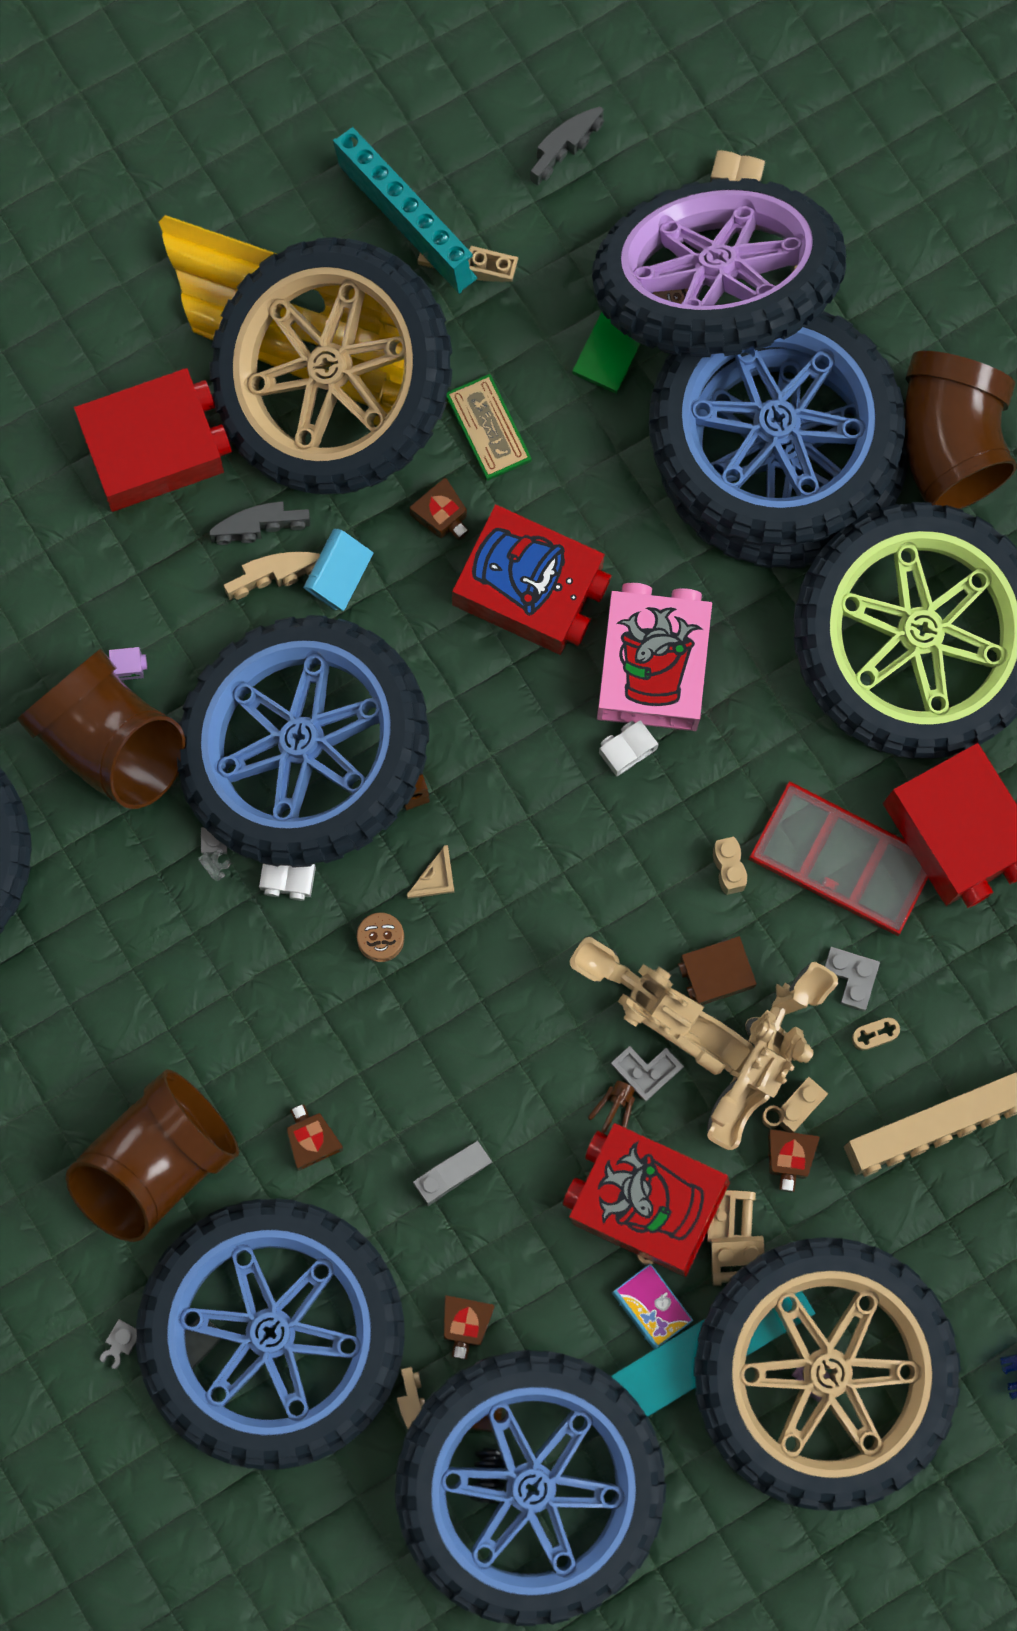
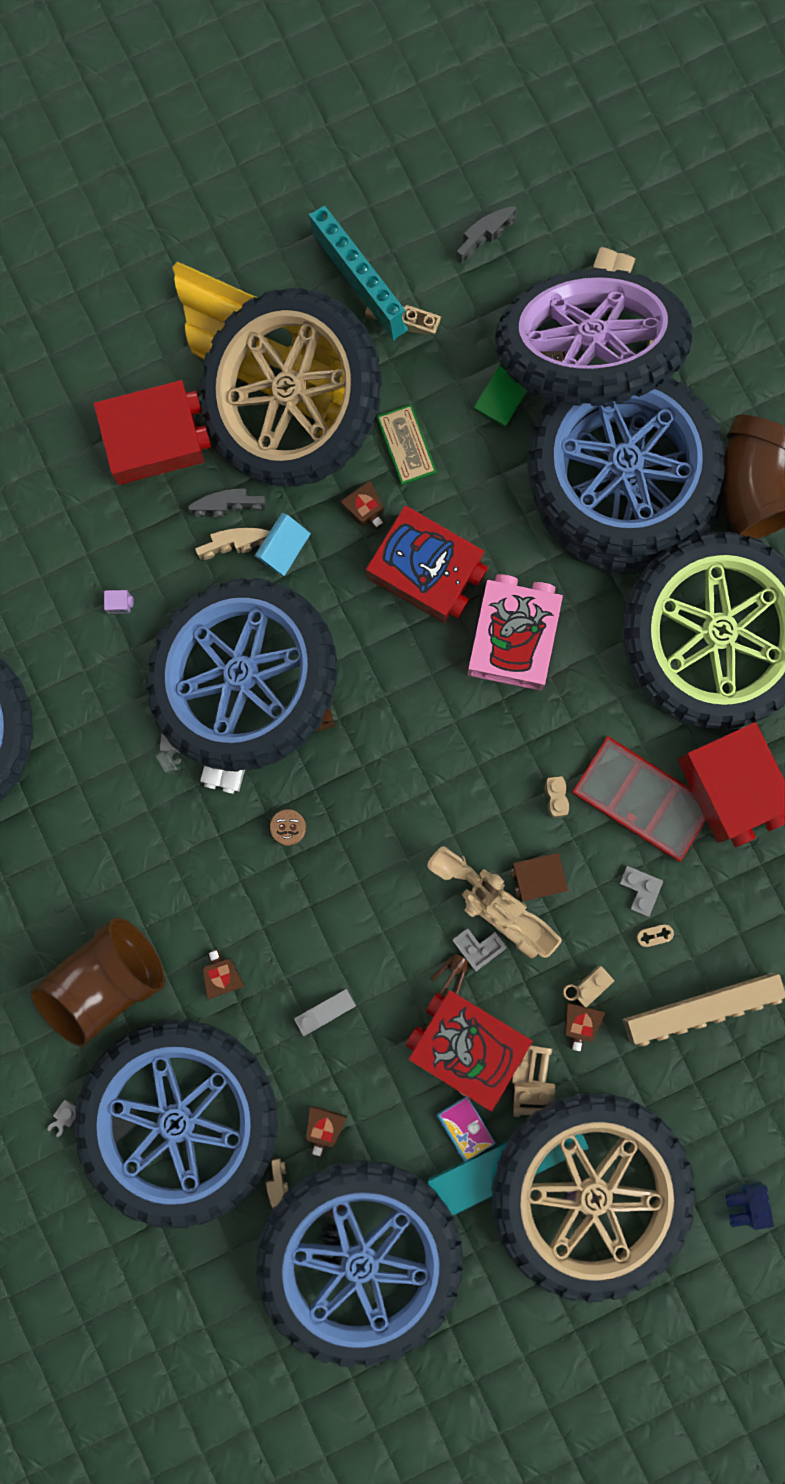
camera: 10 degrees right, 5 degrees up
(108, 734) = (95, 656): reddish brown cylinder -> none
(436, 878) = (334, 786): tan tile -> none
(628, 747) = (488, 700): white brick -> none
(771, 1056) = (575, 948): tan piece -> none

